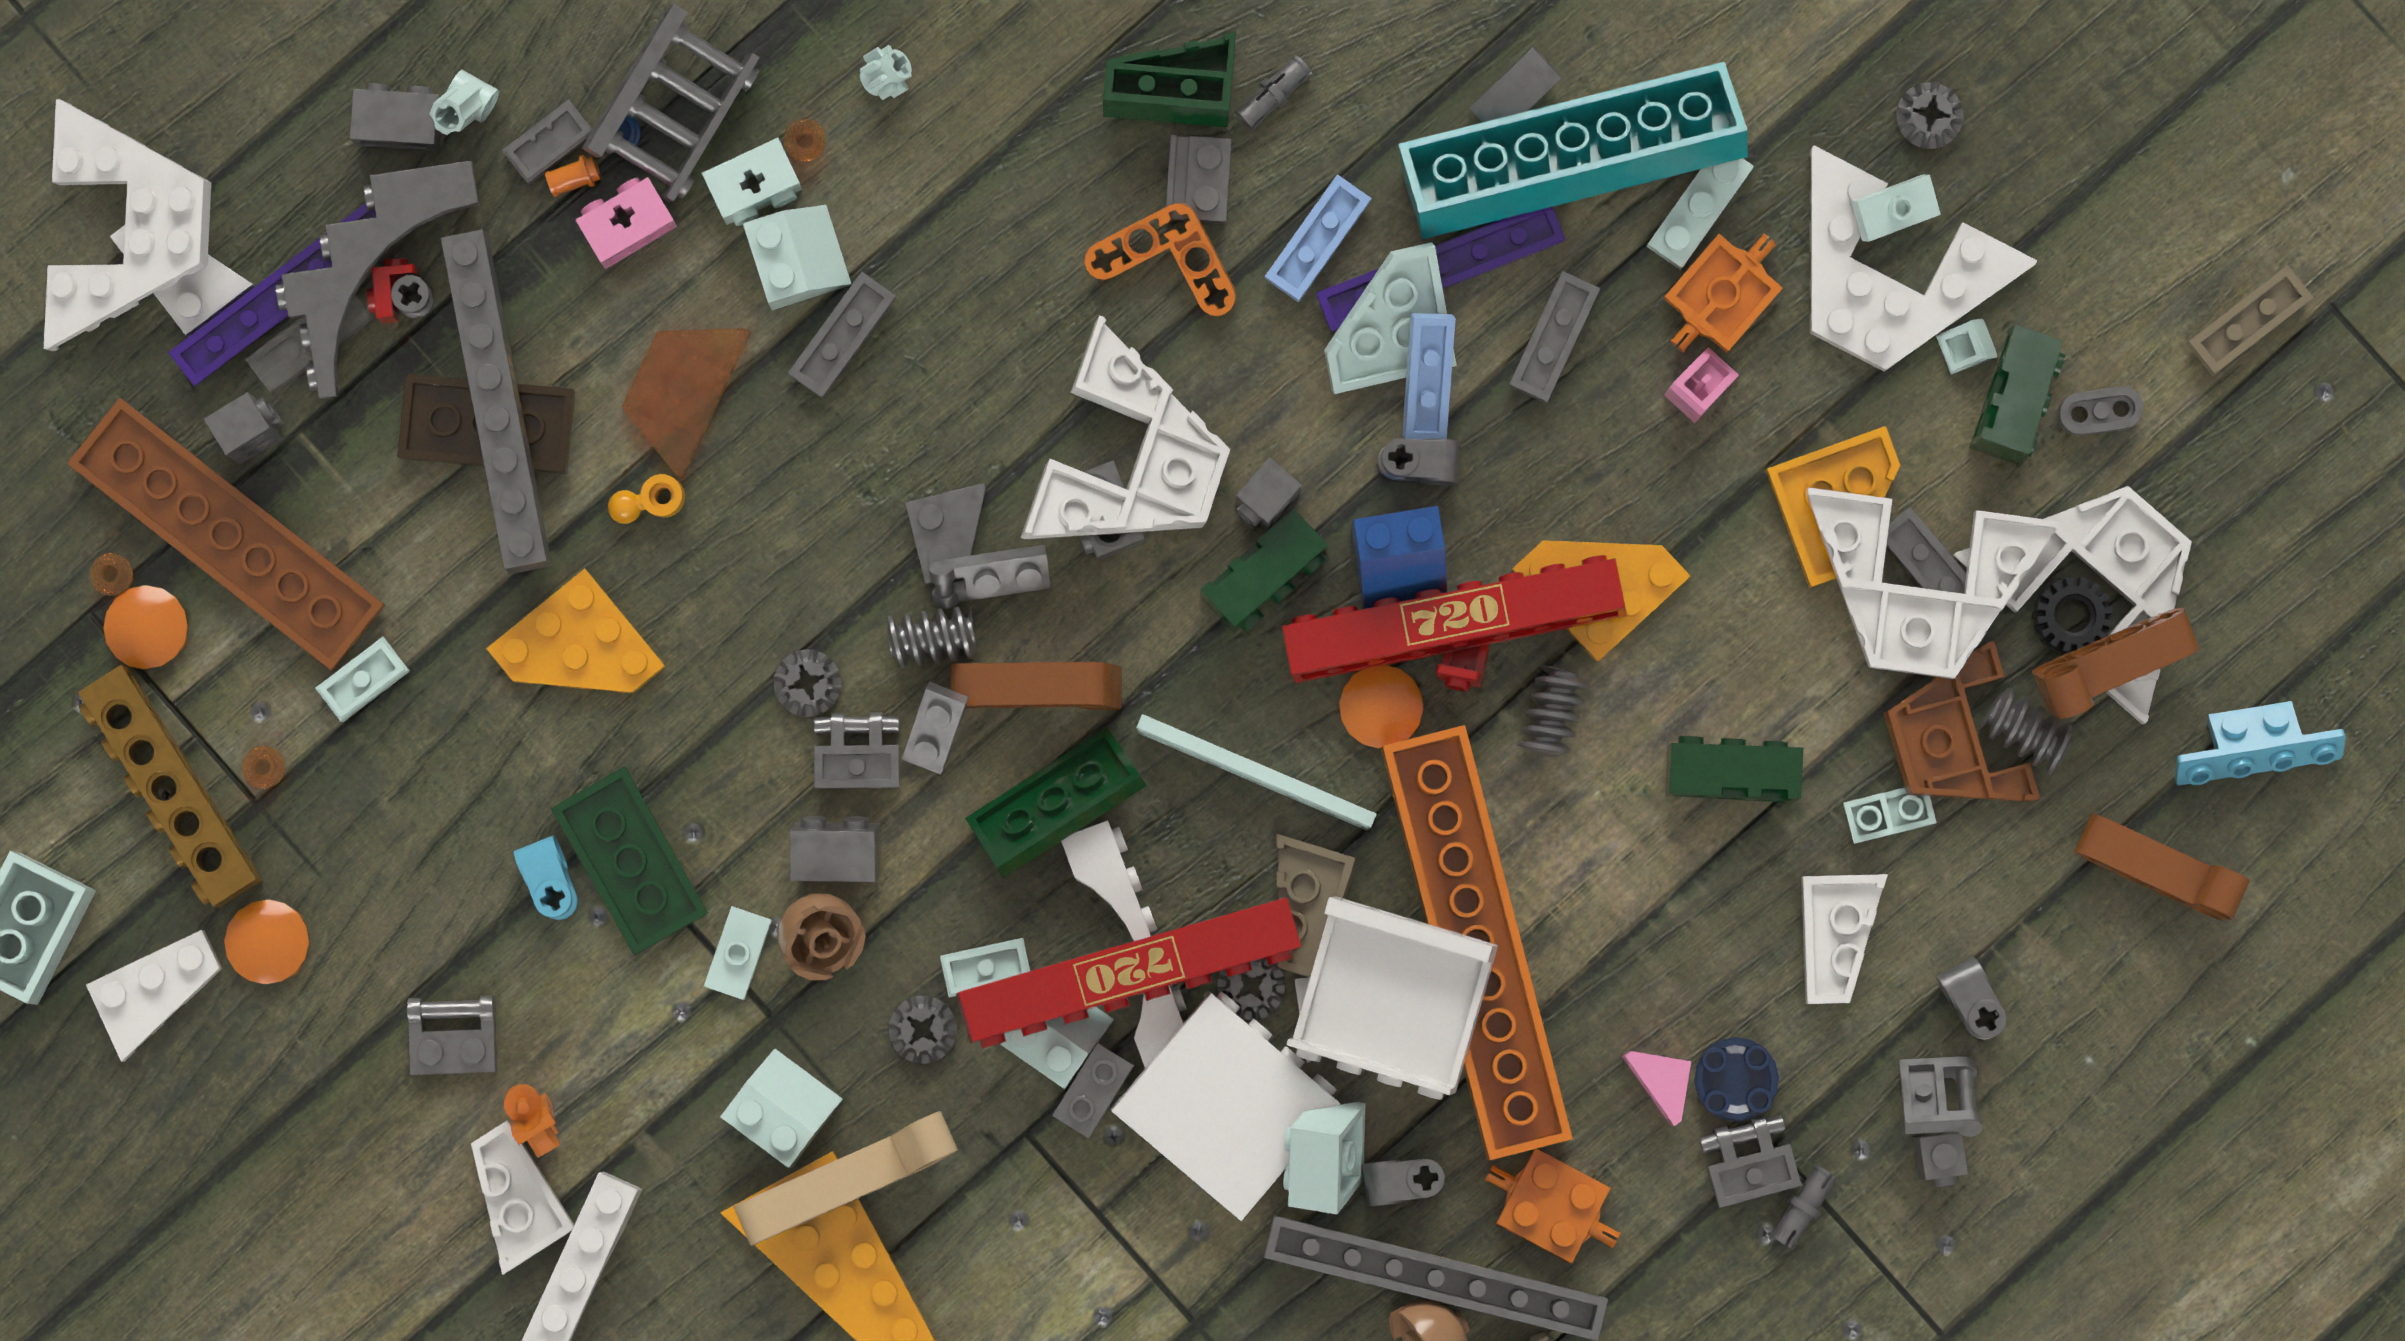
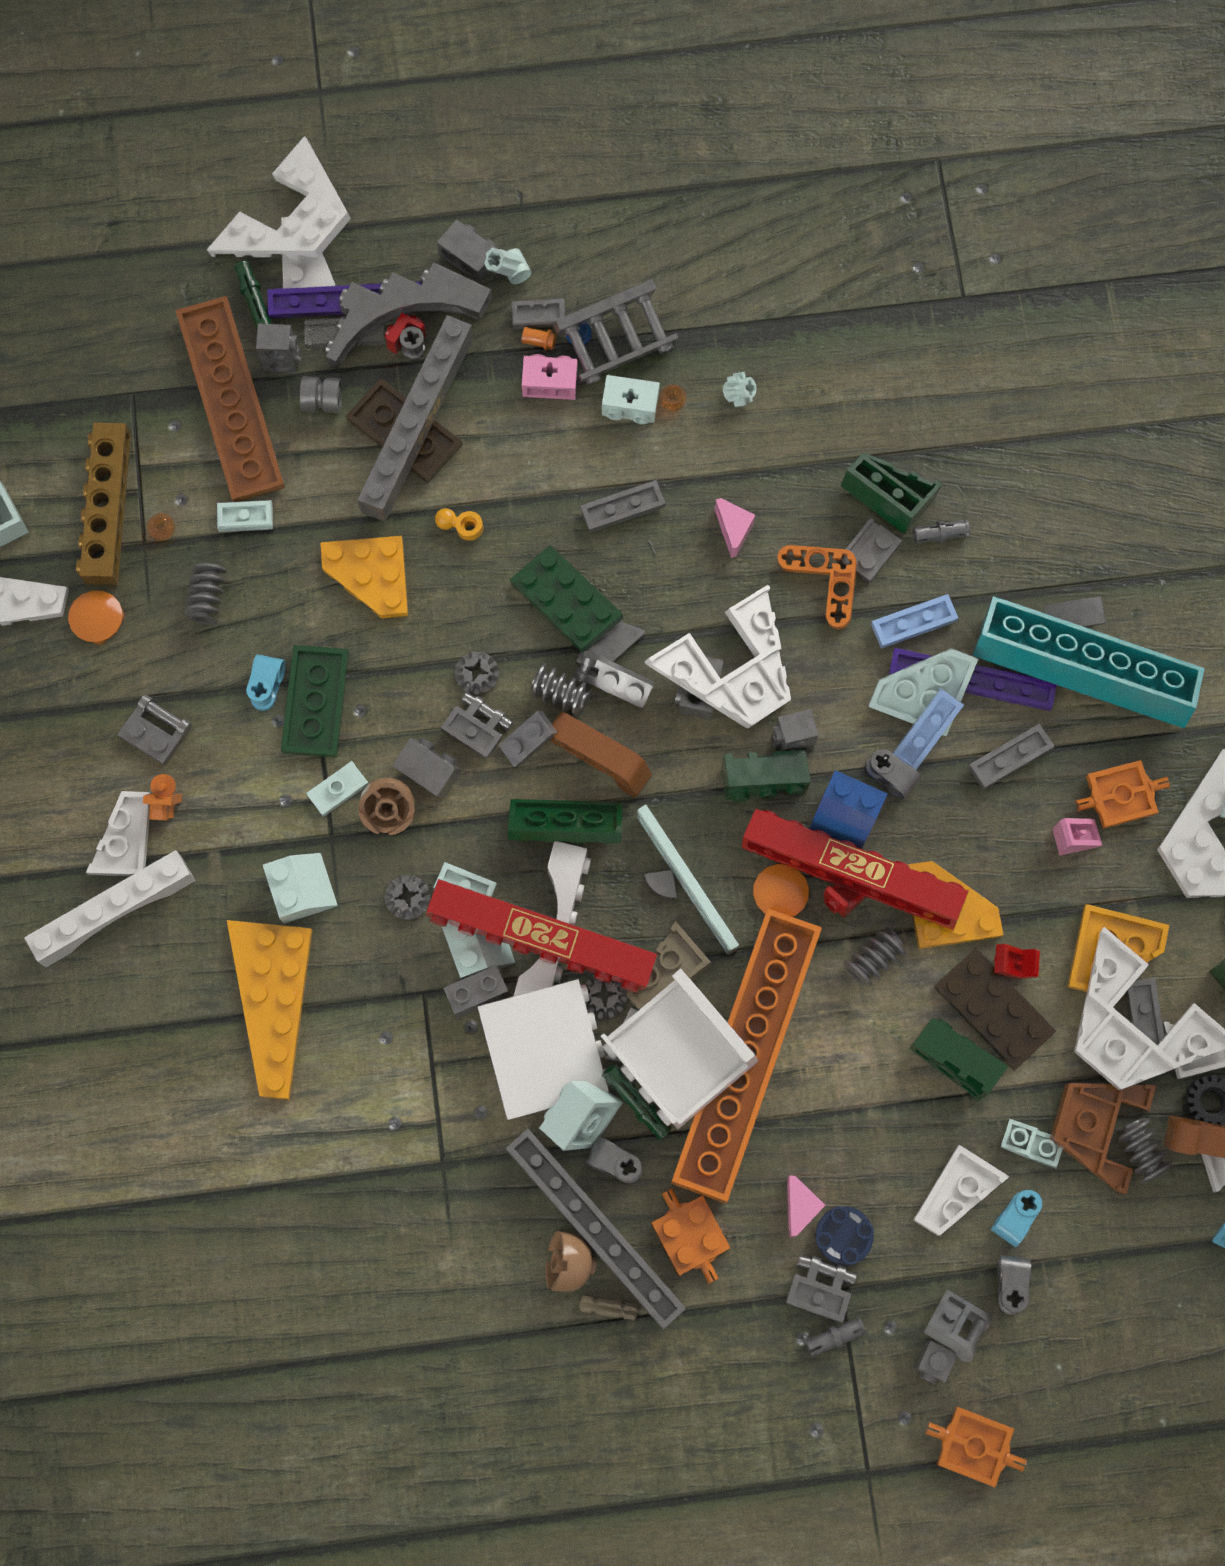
camera: 35 degrees right, 10 degrees down
(118, 346) = (245, 274): none -> dark green pin
(123, 579) = (160, 386): clear orange plate -> none
(145, 627) = (154, 418): orange dish -> none
(344, 450) = (320, 394): none -> flat silver wheel
(388, 818) = (203, 593): none -> flat silver piece
(681, 388) = (519, 479): clear orange wing -> none
(797, 255) = (627, 450): light aqua slope -> none
(846, 1179) = (348, 955): tan beam -> none
(856, 510) = (566, 599): none -> dark green plate
(1003, 263) = (734, 524): none -> bright pink slope
(1227, 797) = (662, 883): none -> flat silver tile
(1337, 1081) = (615, 1077): none -> dark green pin
(1698, 211) = (1137, 742): light aqua plate -> none
(1728, 600) = (1016, 962): none -> red bracket
(1738, 676) = (995, 1009): none -> dark brown plate
(1928, 926) = (1014, 1221): none -> medium azure piece
(2050, 1222) = (975, 1446): none -> orange plate
(2161, 868) = (1191, 1310): dark orange beam -> none

